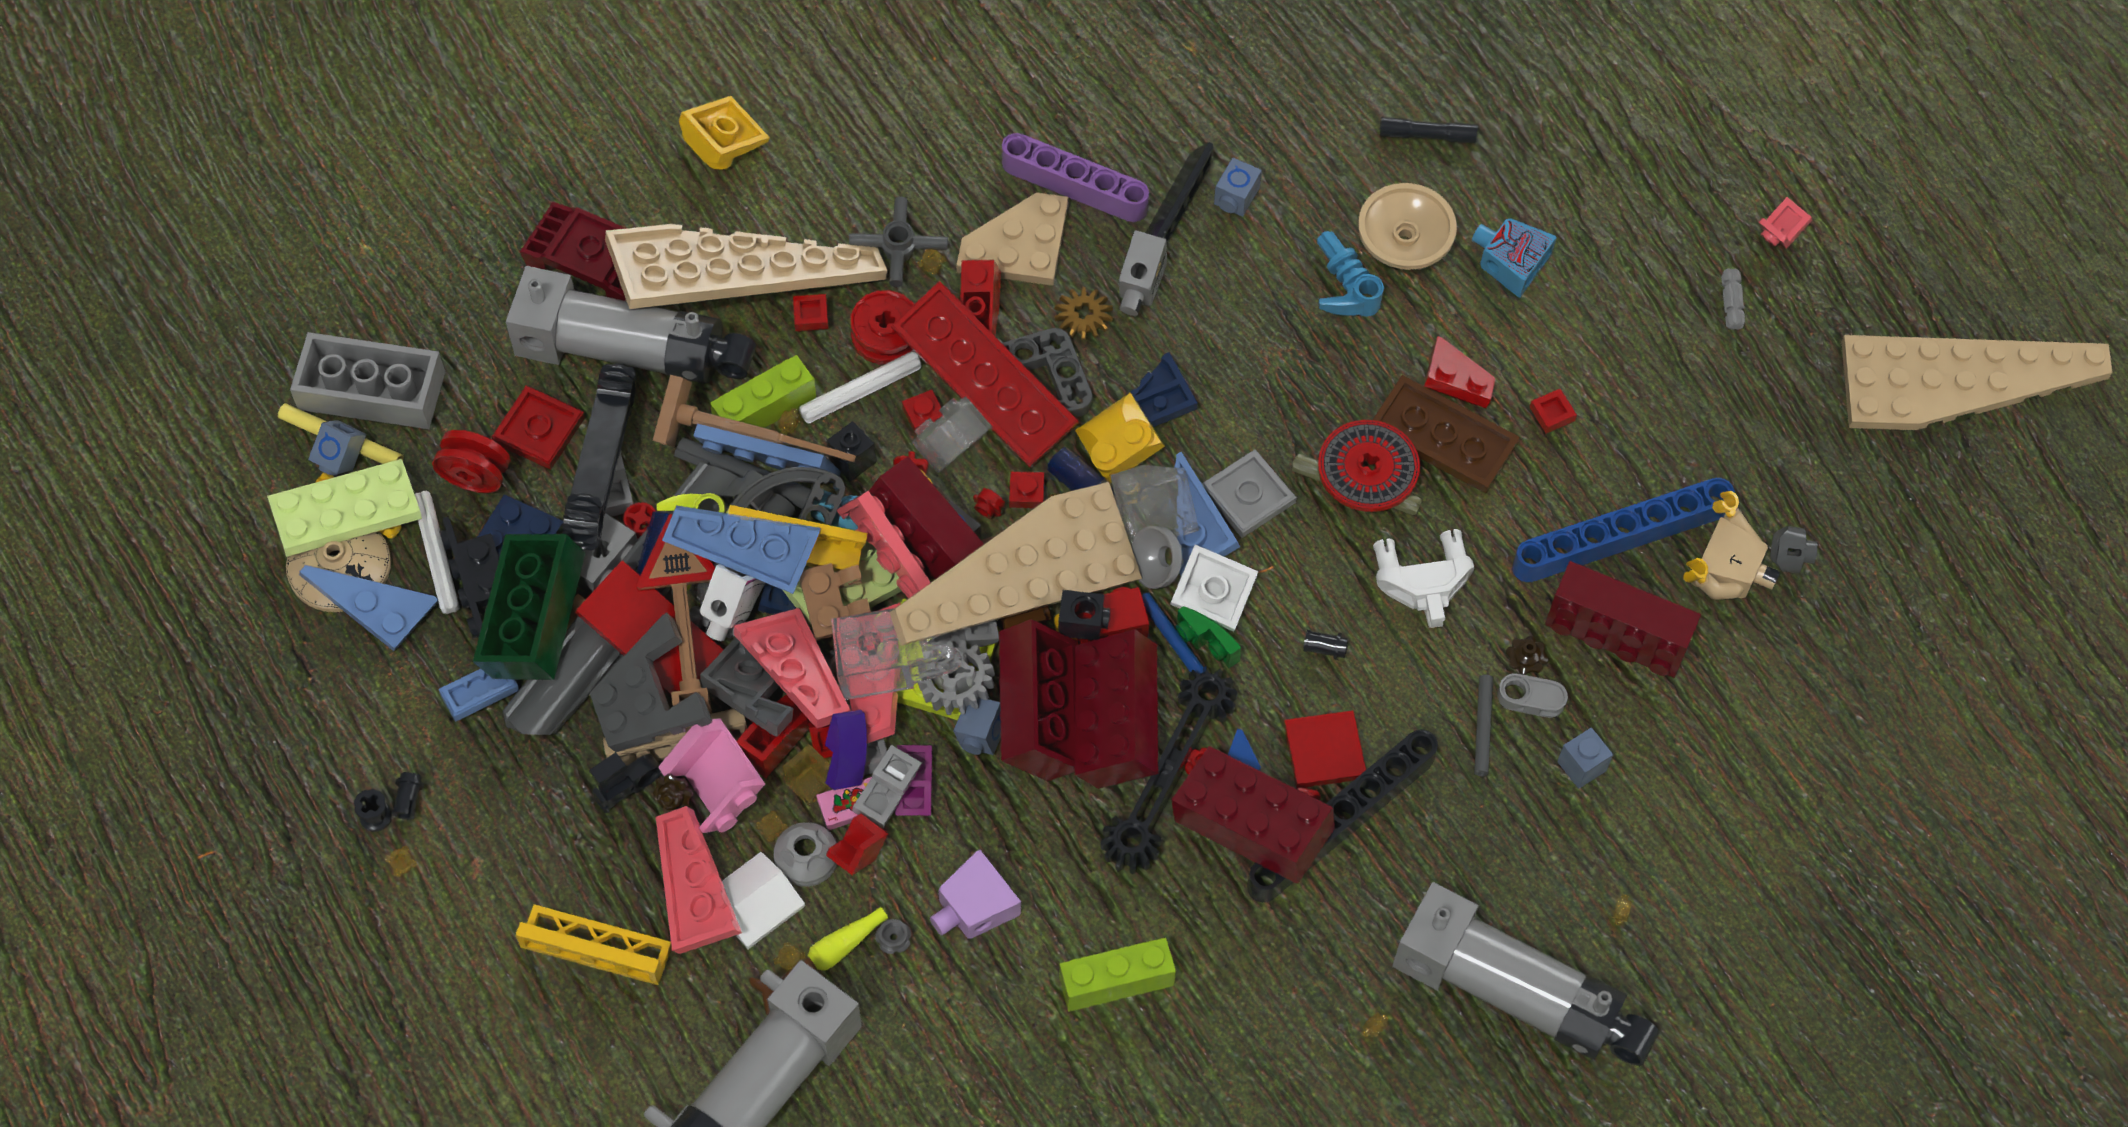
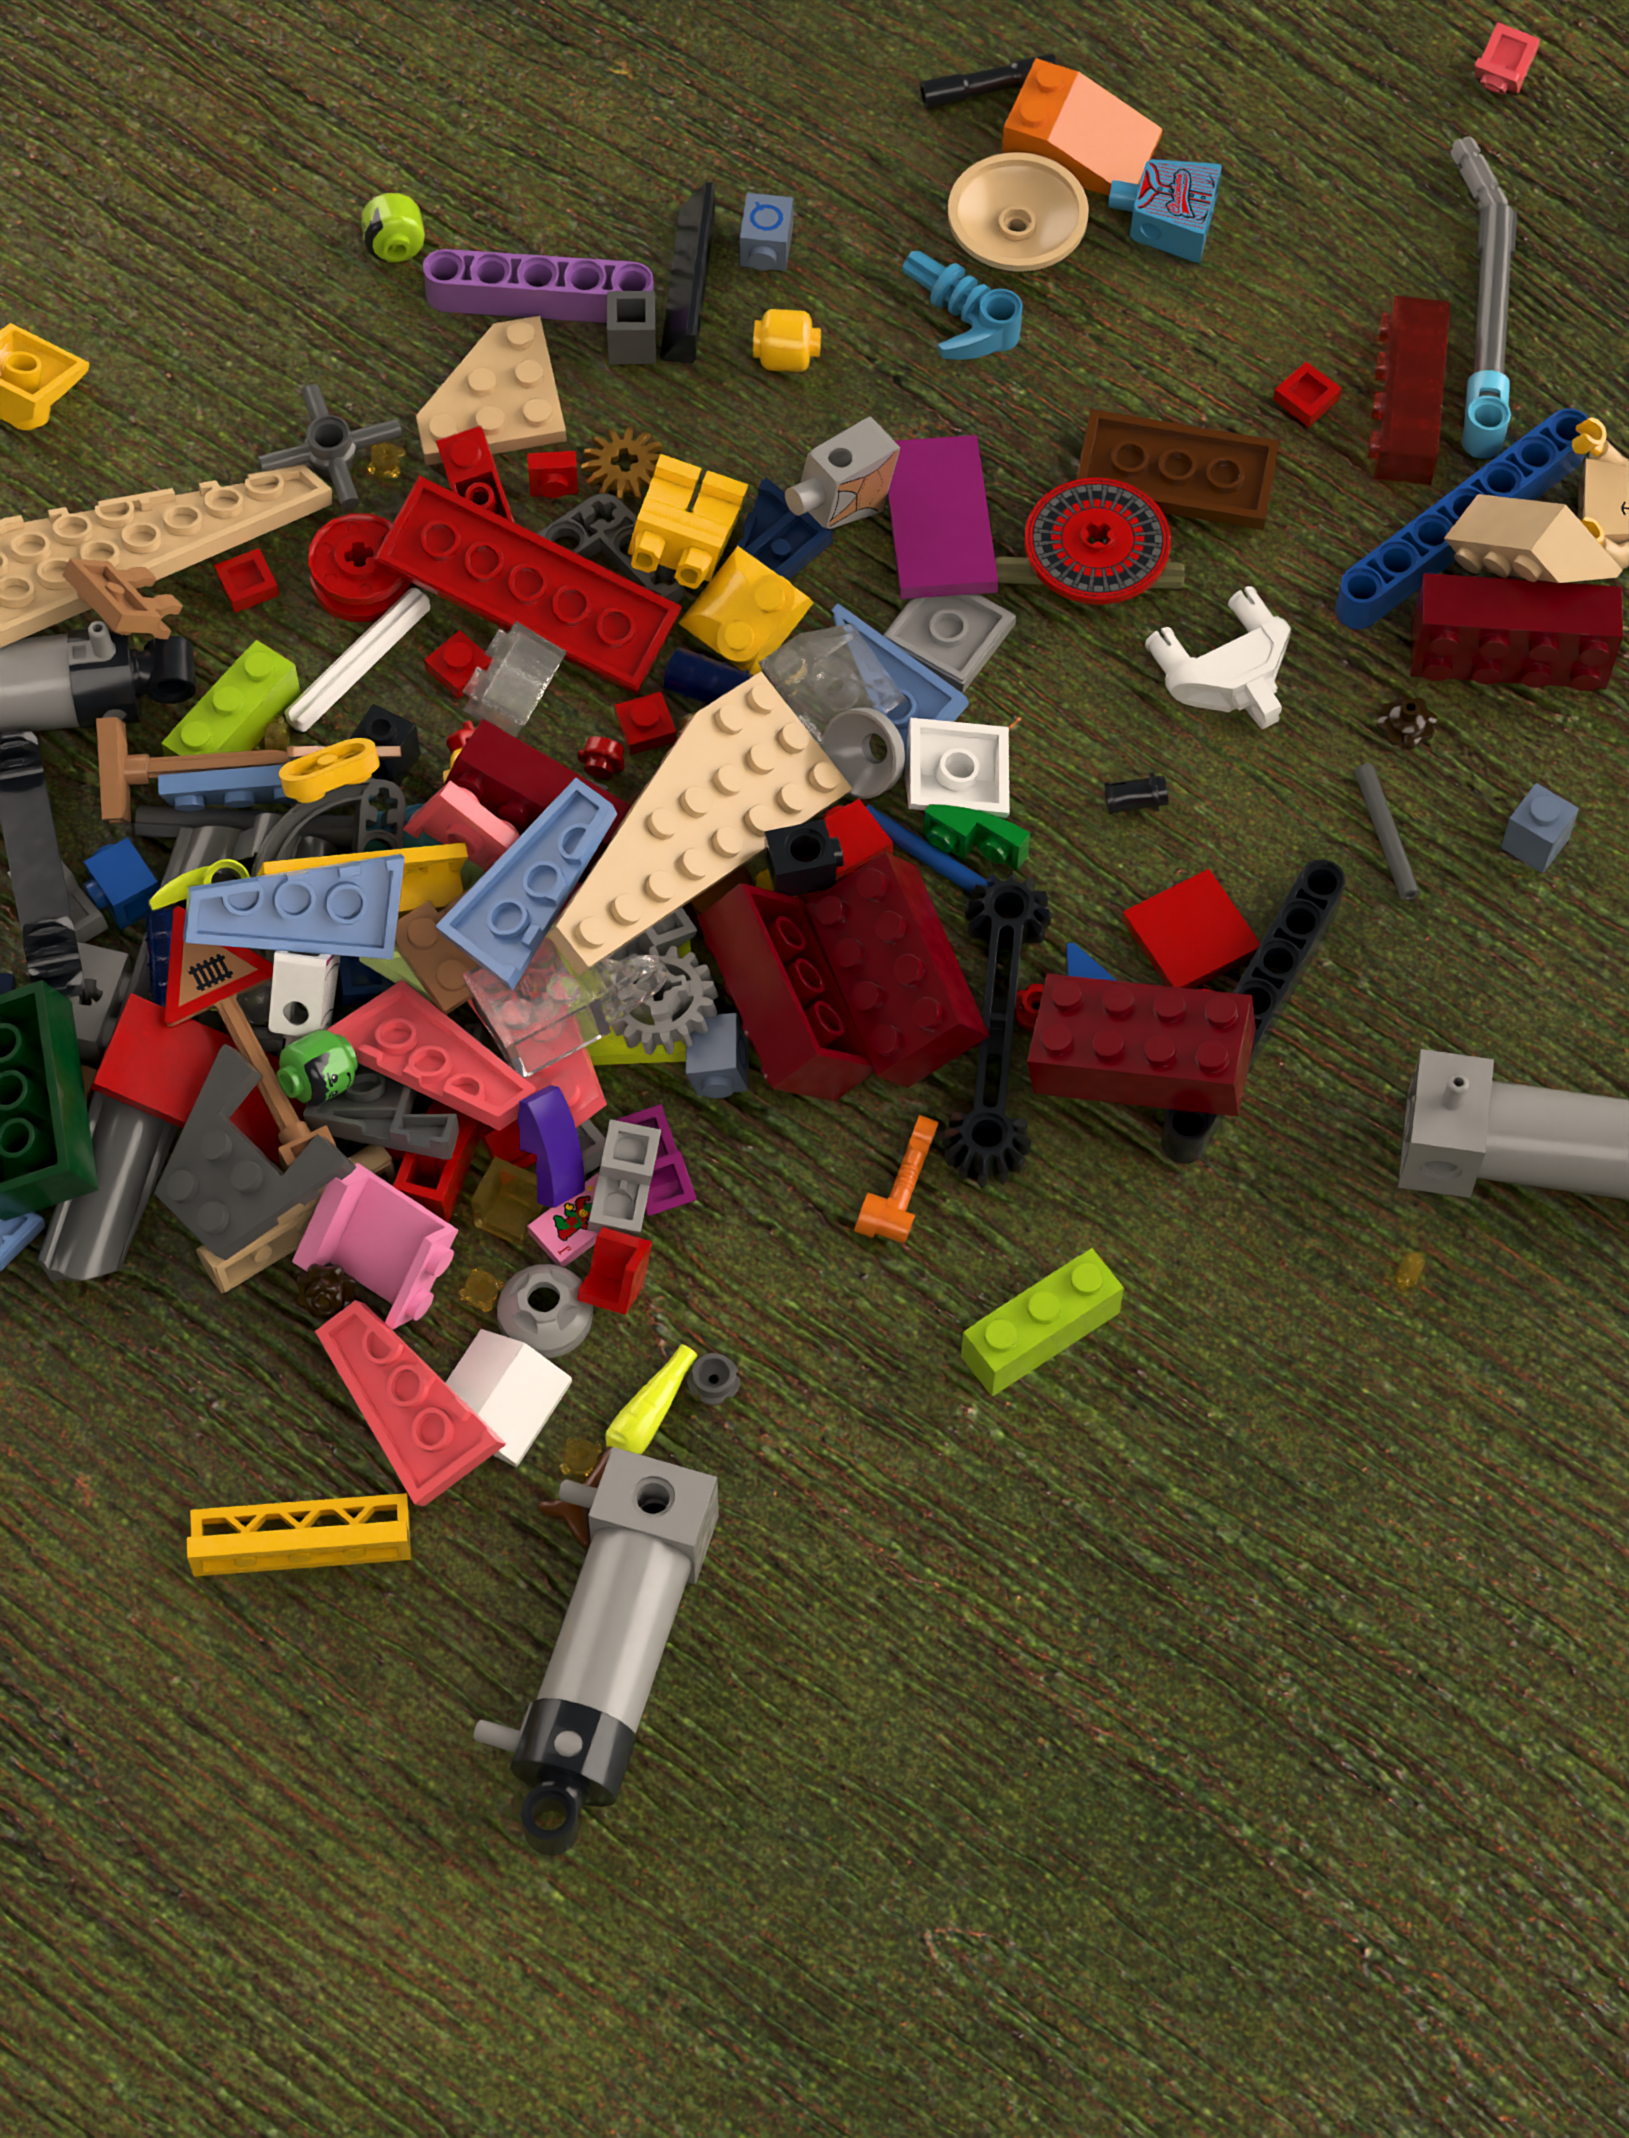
camera: 20 degrees left, 0 degrees up
(619, 781) = (248, 1294): black piece -> none
(638, 515) = (121, 929): red wheel -> none
(651, 481) = (120, 882): none -> blue brick
(714, 301) = (116, 597): none -> medium nougat plate
(719, 647) = (317, 1067): none -> bright green head
(799, 456) = (329, 768): none -> yellow plate
(887, 579) = (525, 889): none -> medium blue wing
(975, 899) = (807, 1289): lavender torso -> none
(996, 108) = (392, 224): none -> lime head
(1032, 305) = (552, 474): none -> red plate
(1049, 869) = (889, 1215): none -> orange brick
(1102, 368) = (683, 539): none -> yellow hips
(1120, 223) = (631, 327): none -> dark grey brick
(1142, 271) = (686, 381): light grey torso -> none
(1217, 369) = (846, 476): none -> light grey torso
(1220, 264) = (786, 340): none -> yellow head
(1272, 415) = (941, 519): none -> magenta tile
(1458, 375) = (1163, 387): wing -> none
(1473, 181) = (1080, 128): none -> slope
(1540, 697) = (1445, 768): light grey piece -> none
(1623, 431) = (1411, 390): none -> clear red brick
(1650, 563) = (1528, 542): none -> tan slope
(1677, 445) = (1488, 388): none -> dark grey piece

